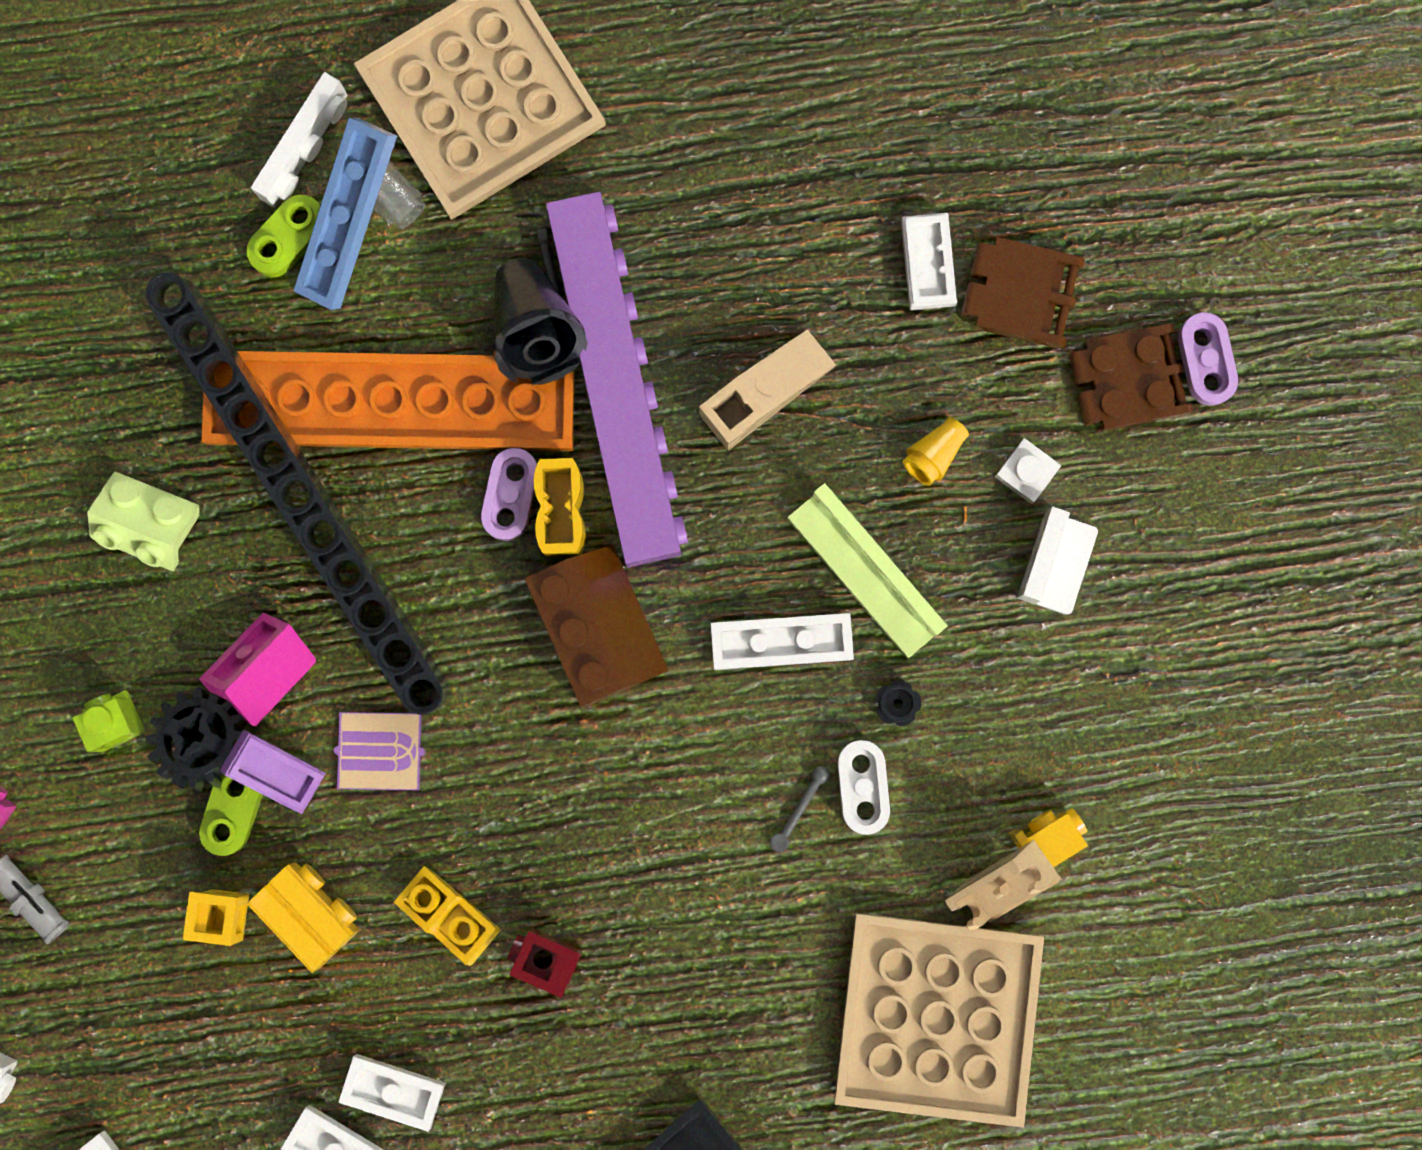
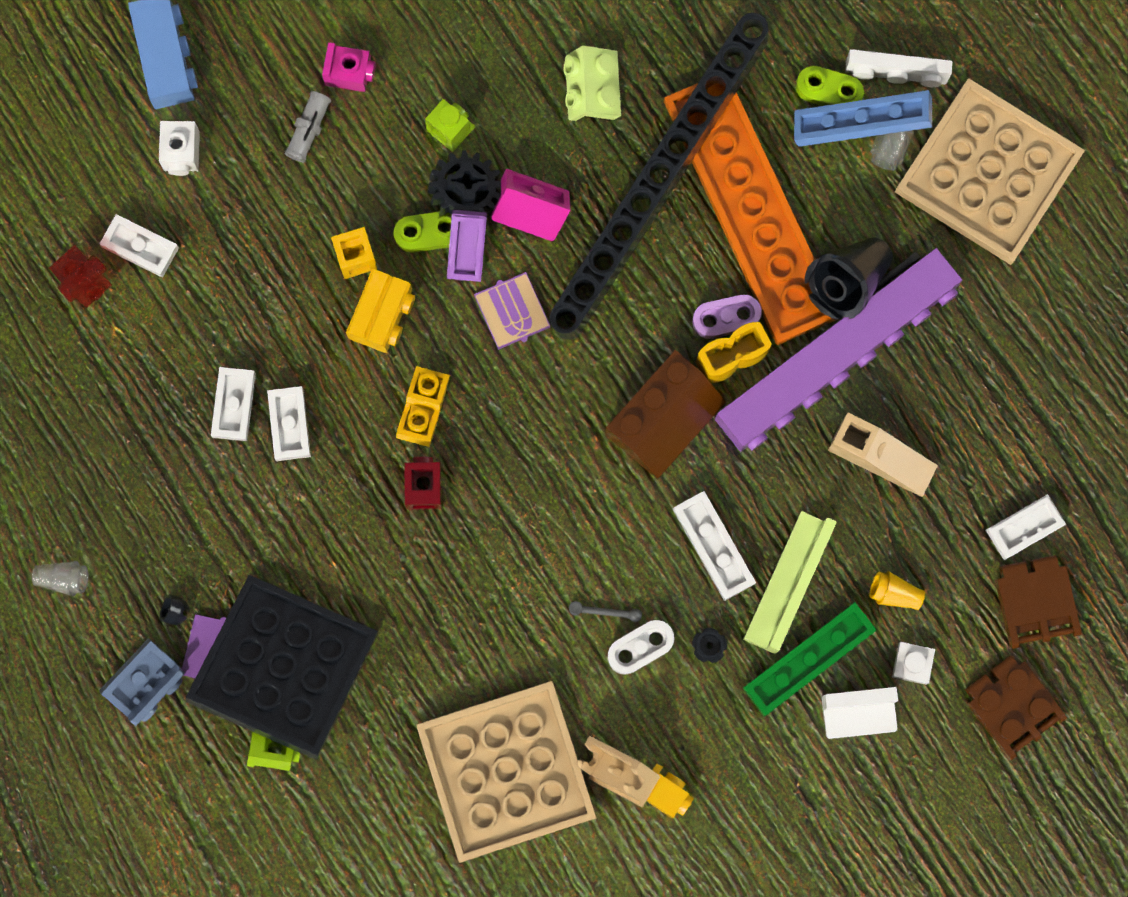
camera: 60 degrees right, 5 degrees down
(969, 592) = (809, 659): none -> green plate
(1210, 360) = (1053, 754): lavender plate -> none

